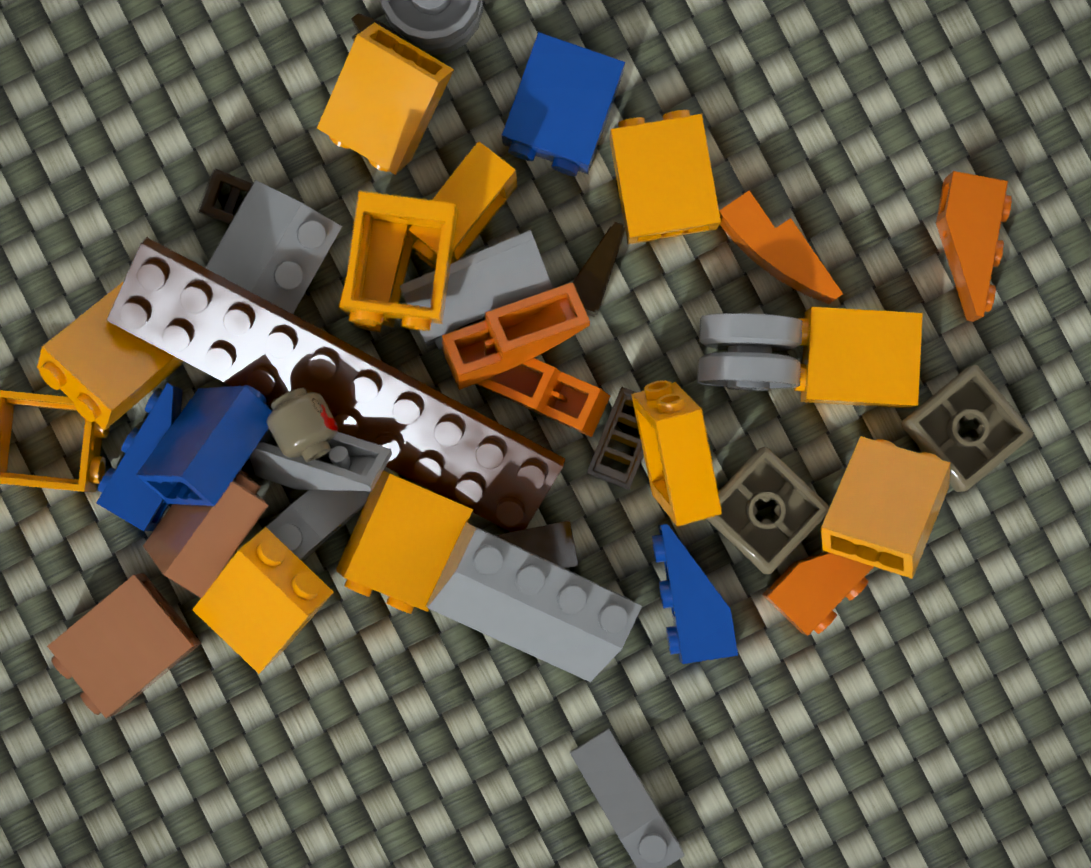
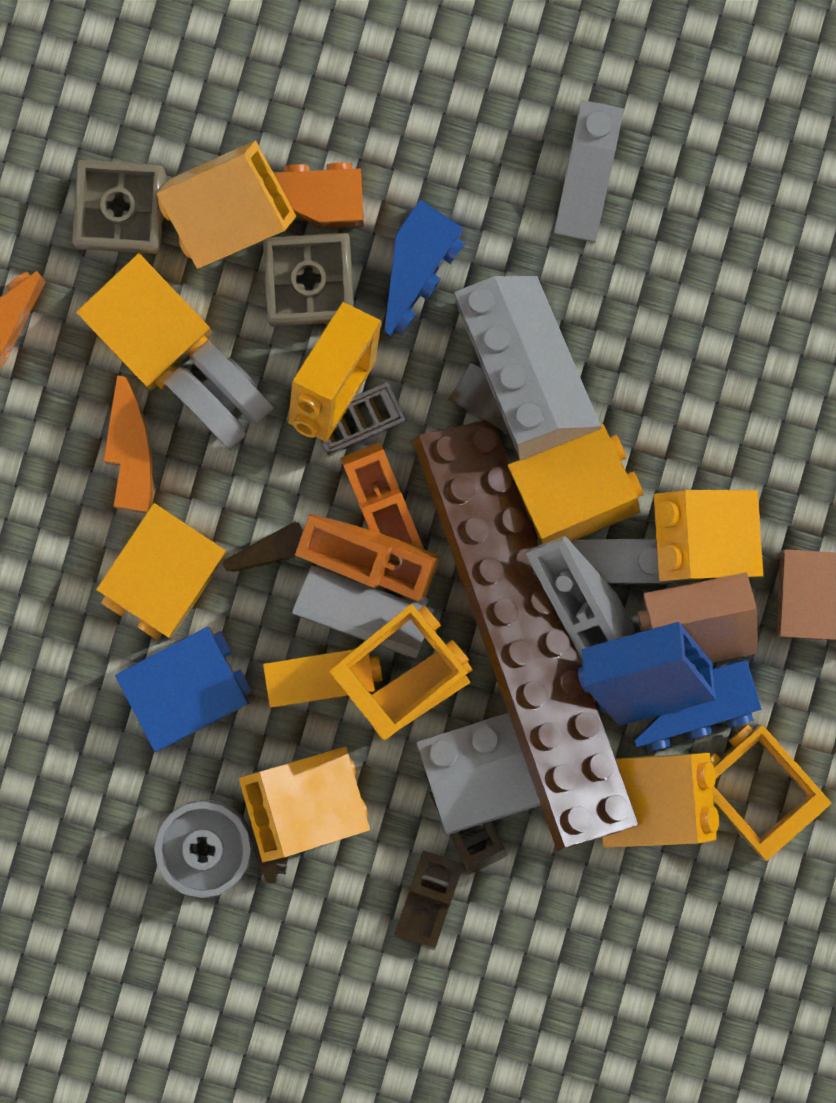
camera: 140 degrees left, 0 degrees up
(224, 120) = (428, 900): none -> dark brown slope
(302, 424) = (570, 624): dark tan head -> none

